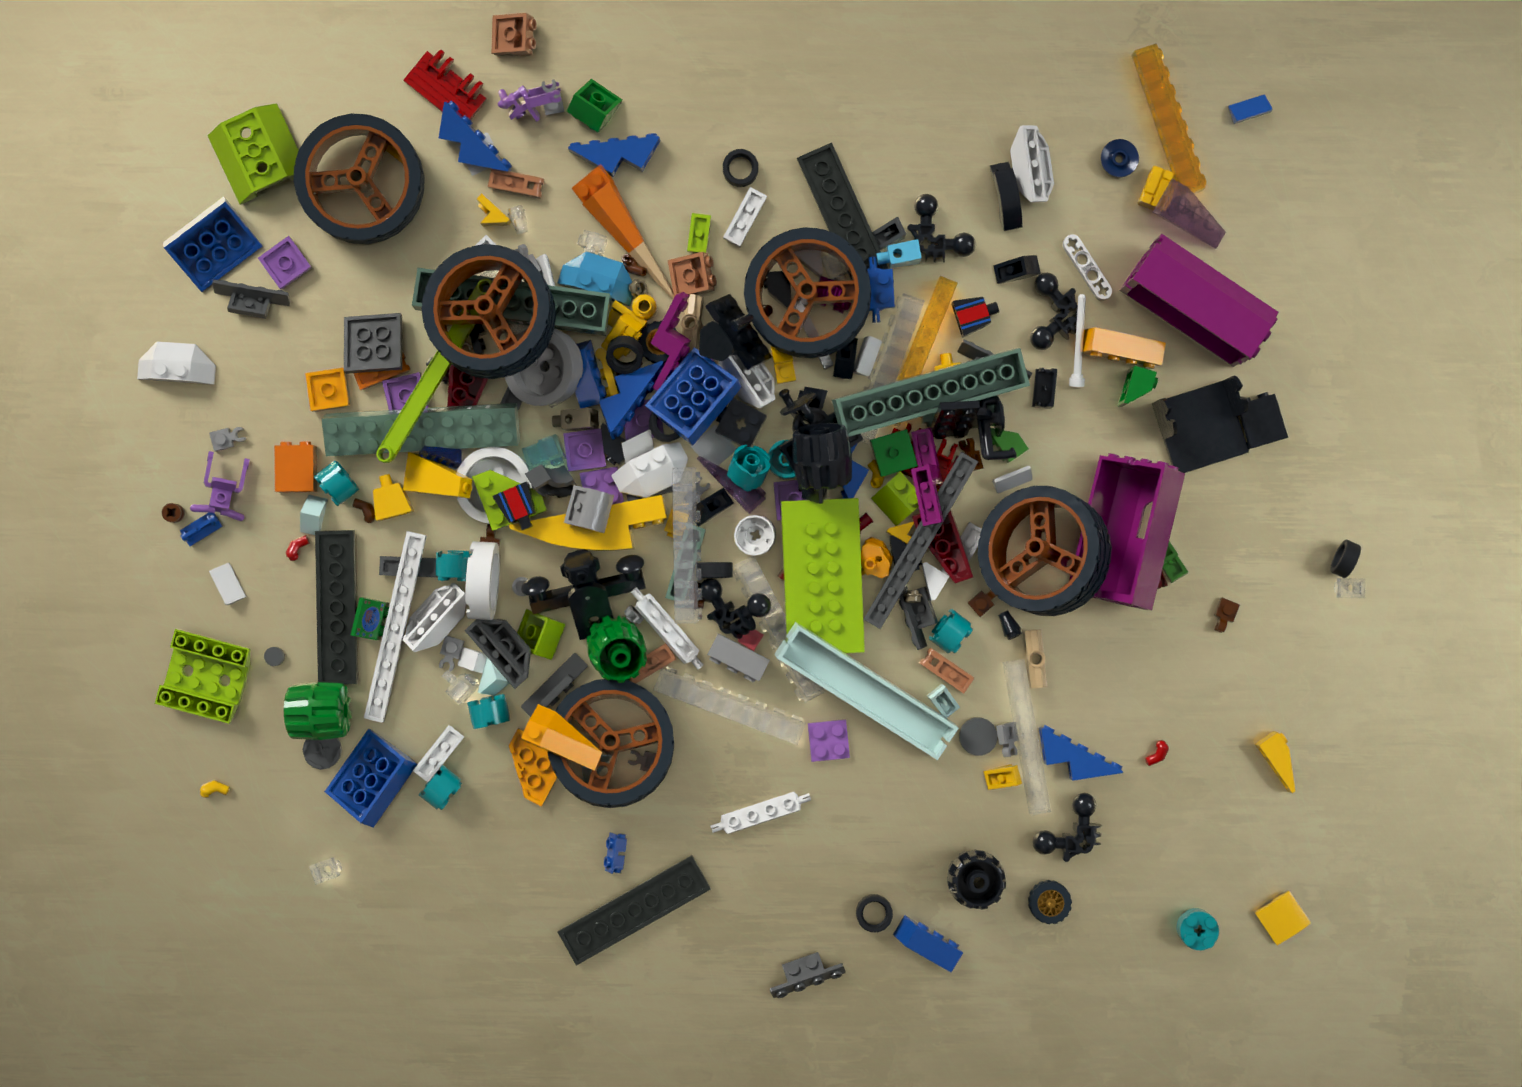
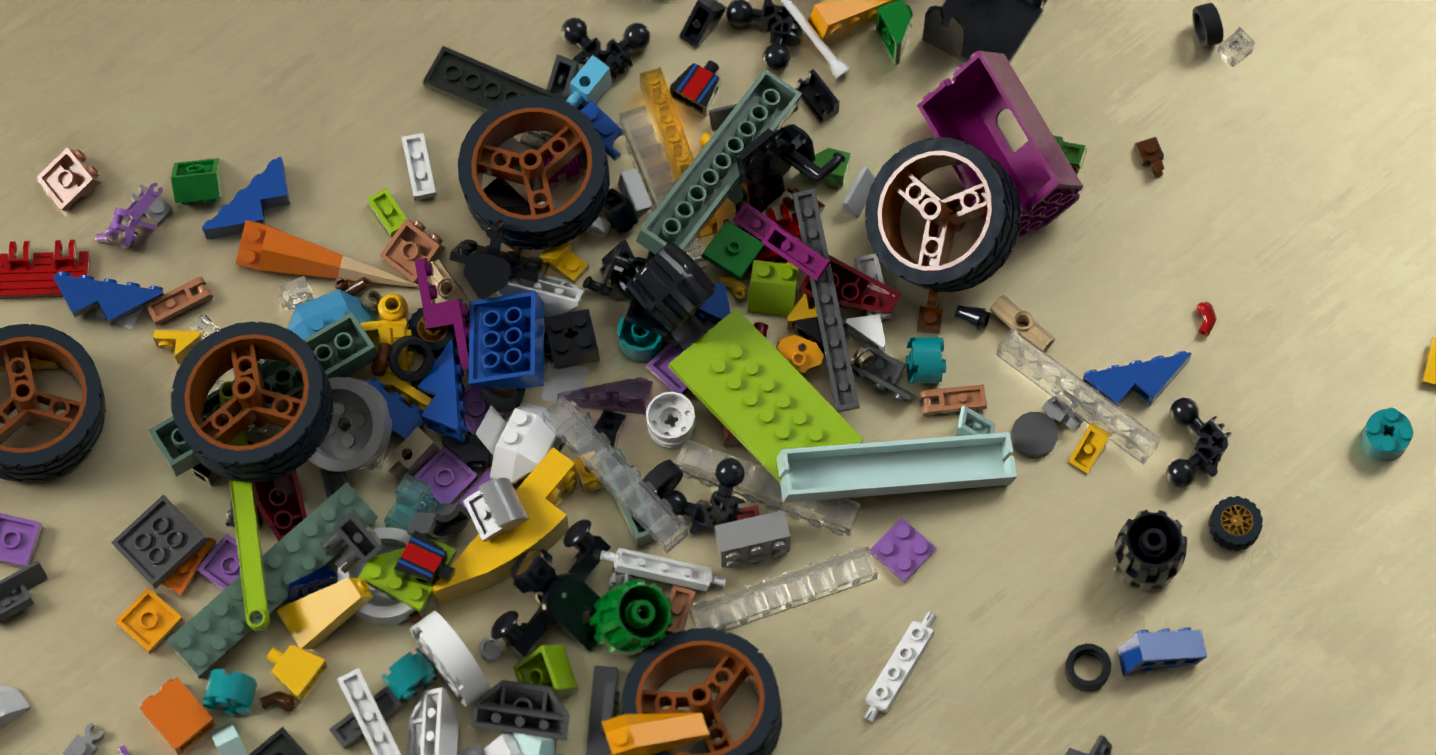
camera: 35 degrees left, 20 degrees down
(490, 449) = (358, 535): none -> dark grey brick
(602, 342) = (380, 363): none -> reddish brown arm
(645, 761) = (749, 708): light grey plate -> none
(740, 182) = (373, 115): black tyre -> none
(749, 467) = (612, 363): teal brick -> none
(1277, 755) = (1311, 233): yellow slope -> none

